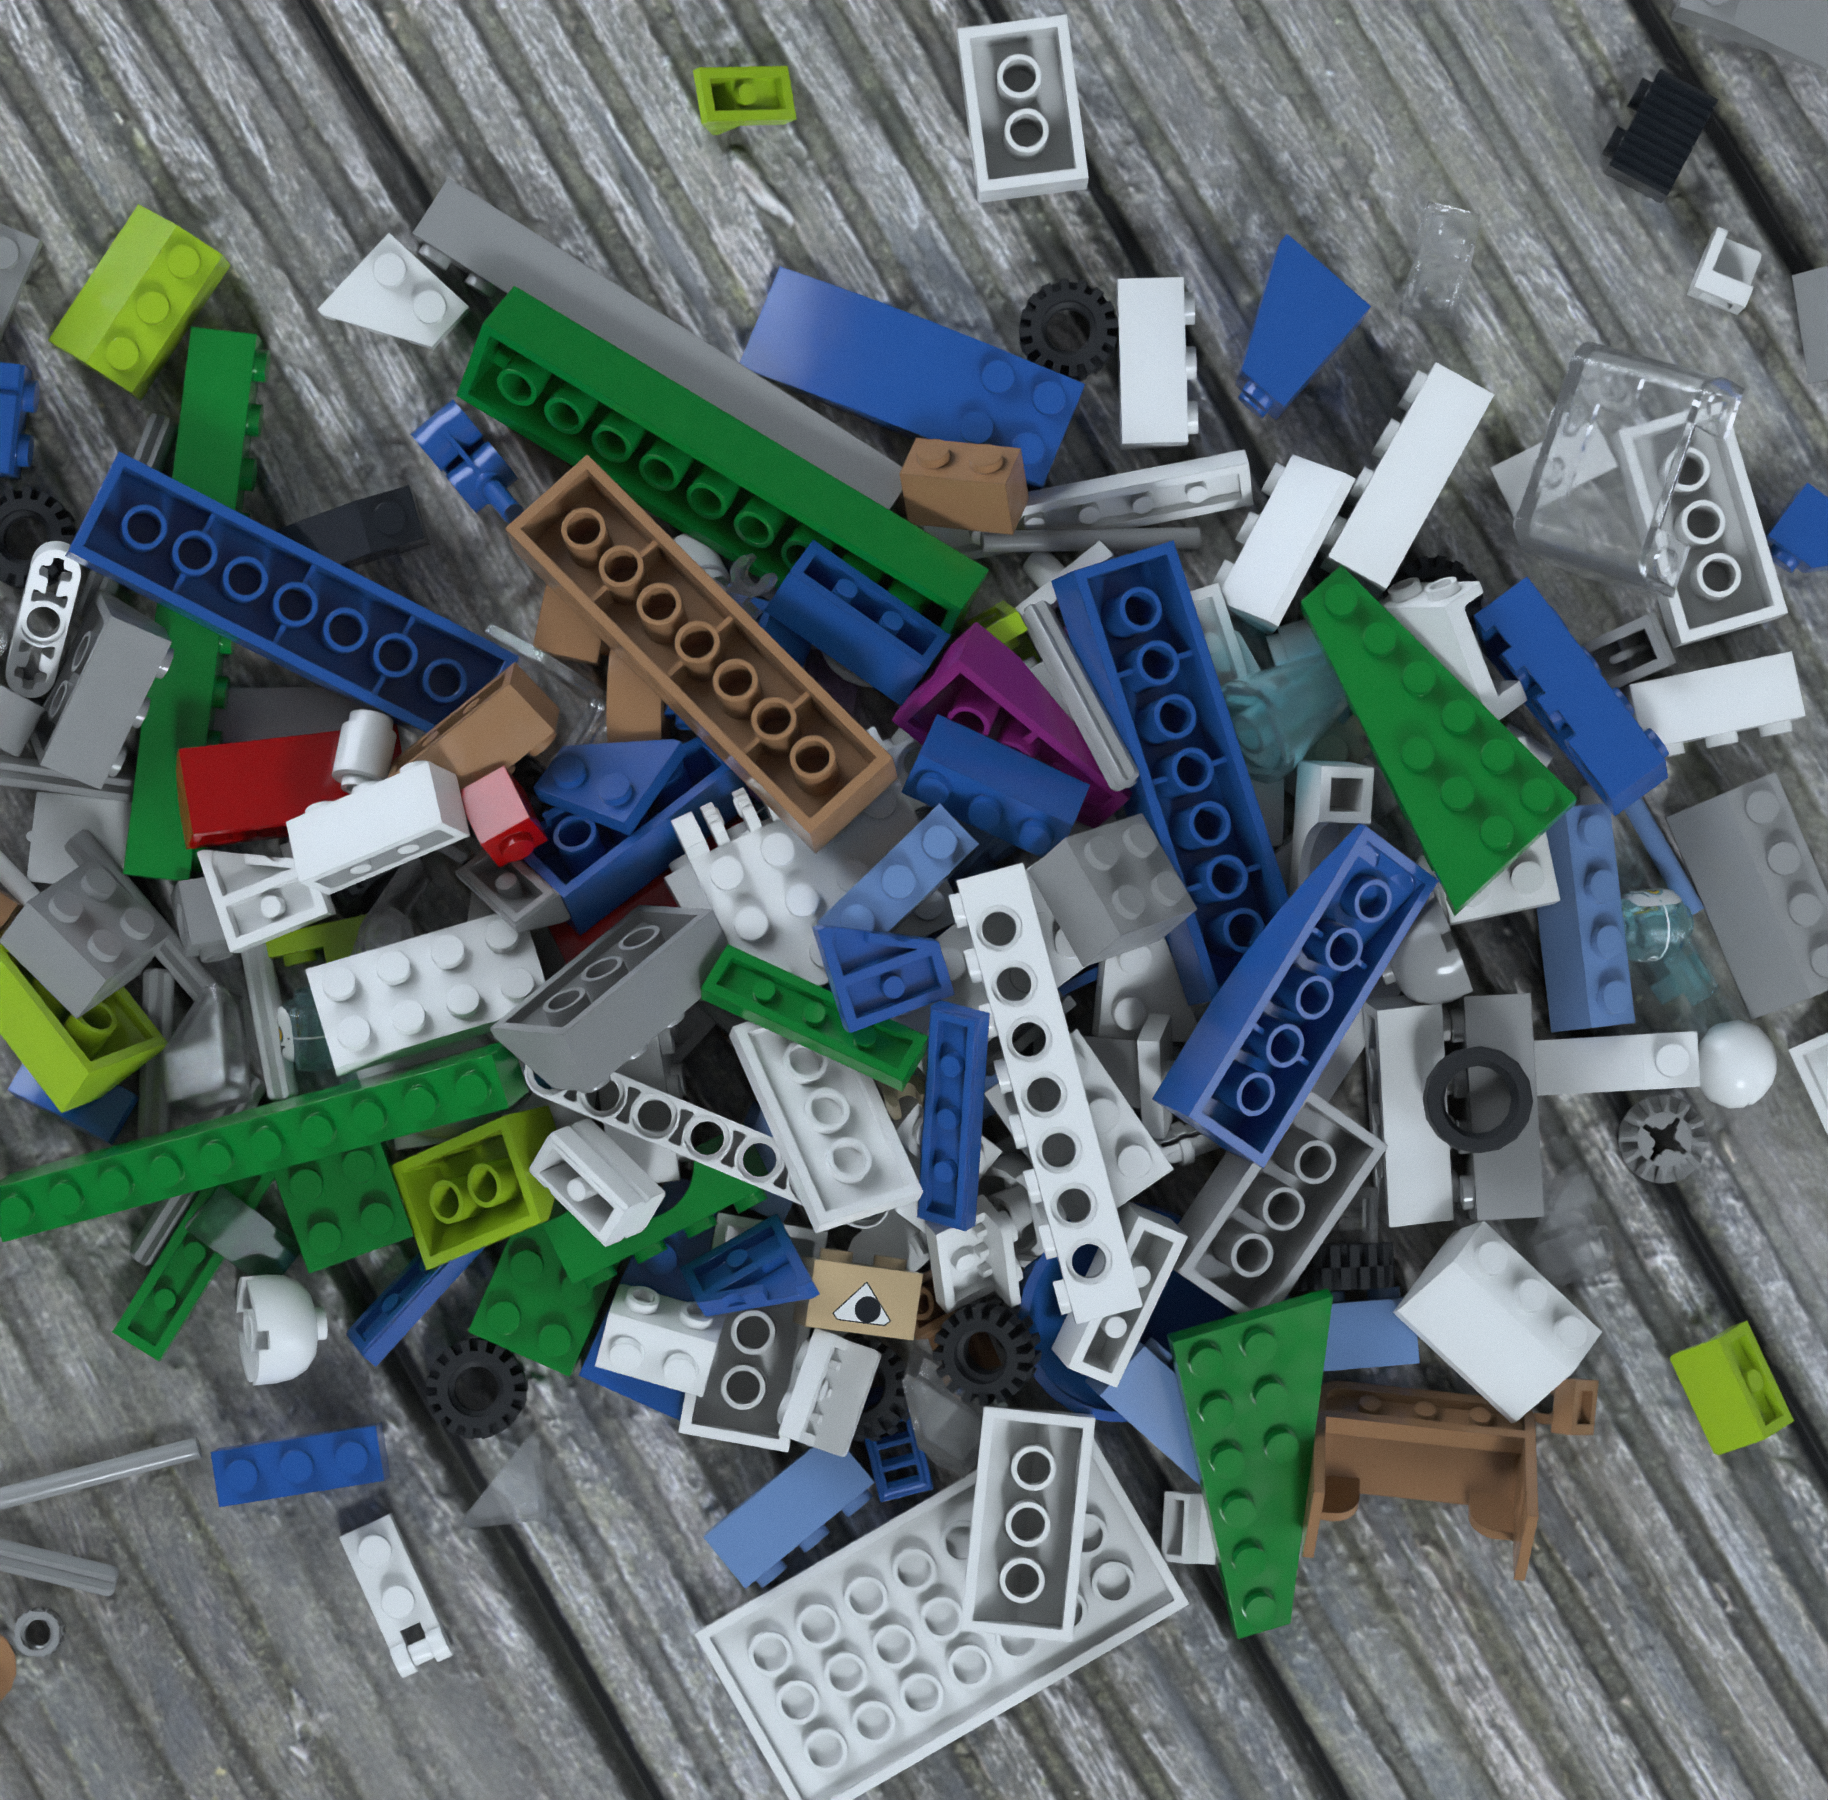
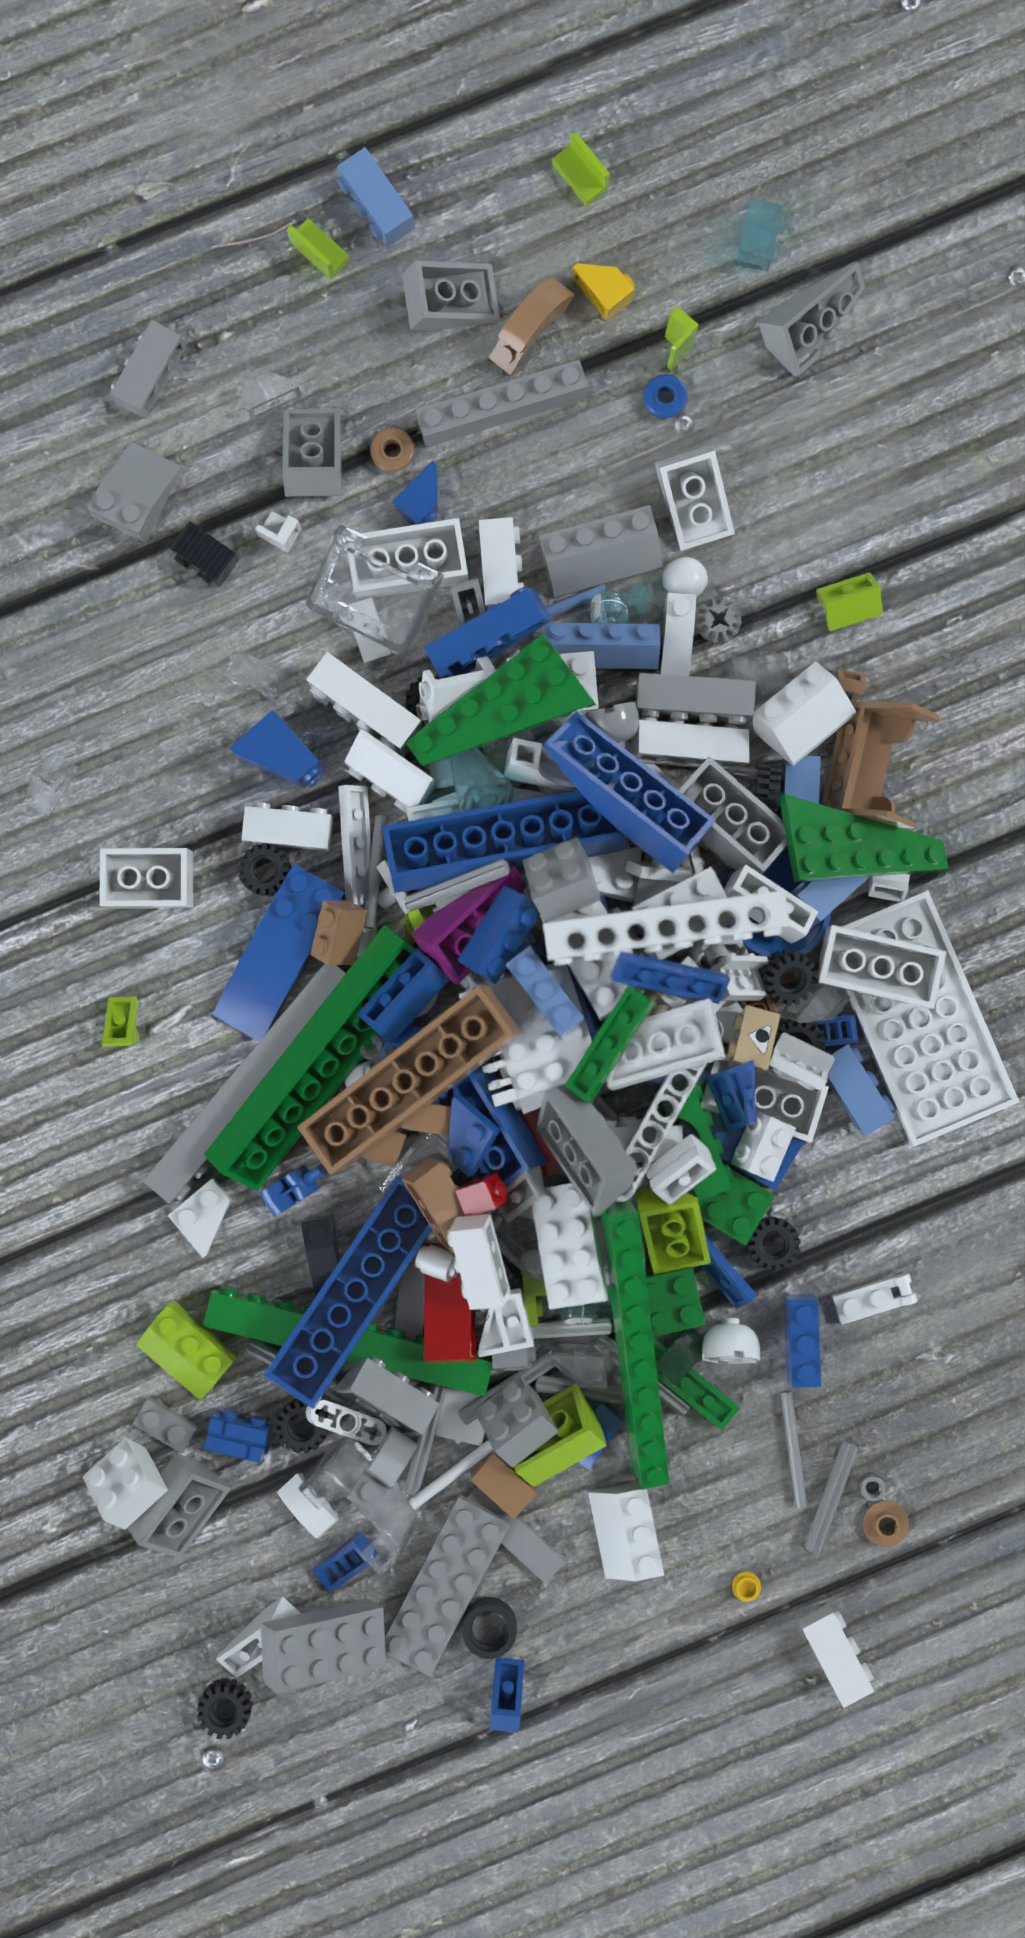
camera: 75 degrees left, 0 degrees up
(517, 1491) = (830, 1229): clear slope -> none
(880, 973) = (592, 1006): blue wing -> none
(1519, 1091) = (700, 685): black tyre -> none

